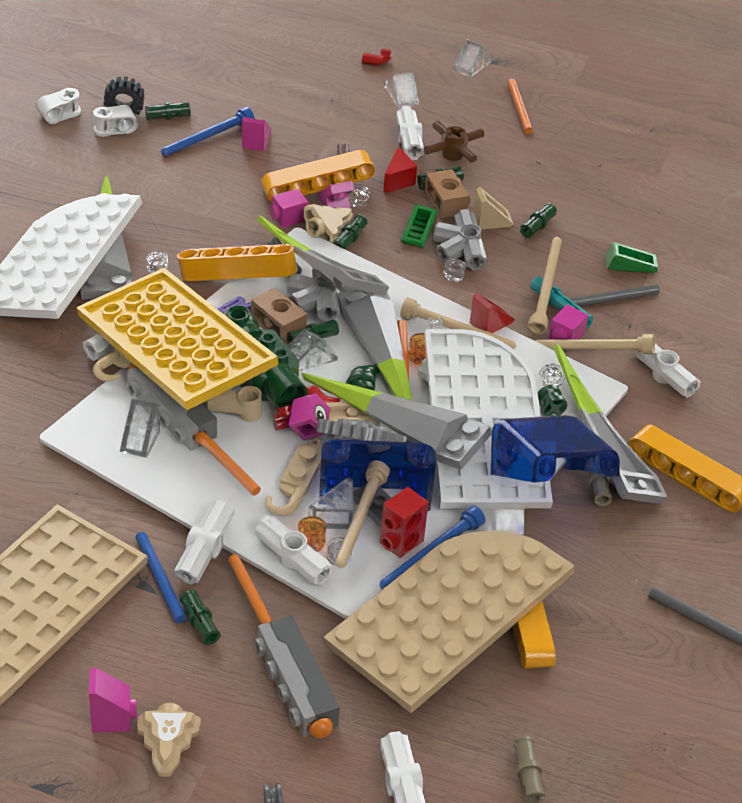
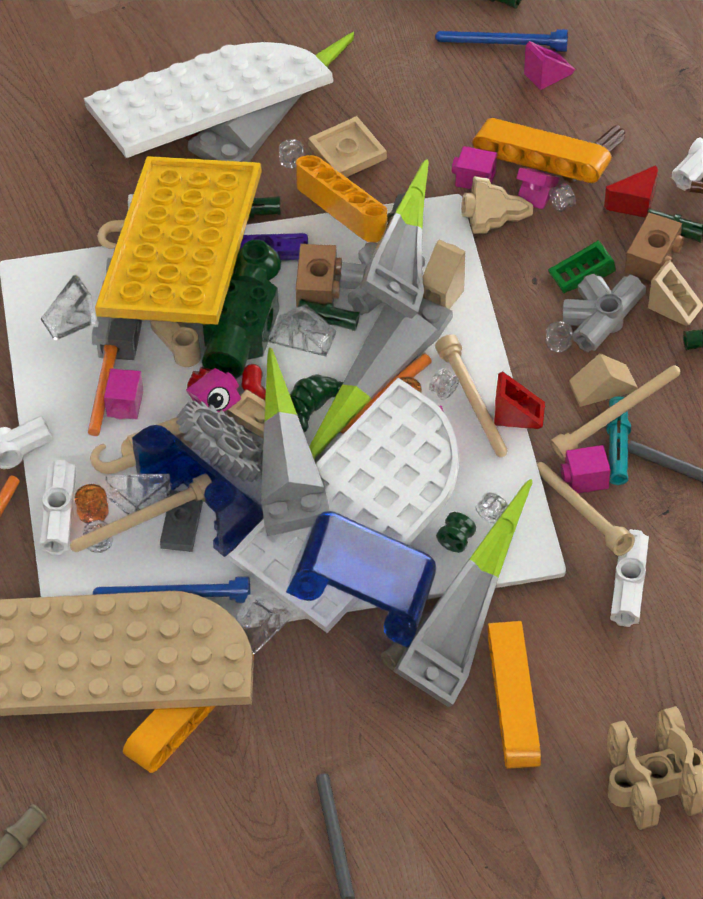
camera: 50 degrees right, 10 degrees up
(191, 235) = (348, 147): none -> tan plate
(247, 453) = (123, 394): none -> dark pink brick
(356, 225) = (503, 232): dark green pin -> none
(363, 256) = (444, 274): none -> tan slope
(403, 522) = (160, 548): red brick -> none
(509, 279) = (601, 381): none -> tan slope

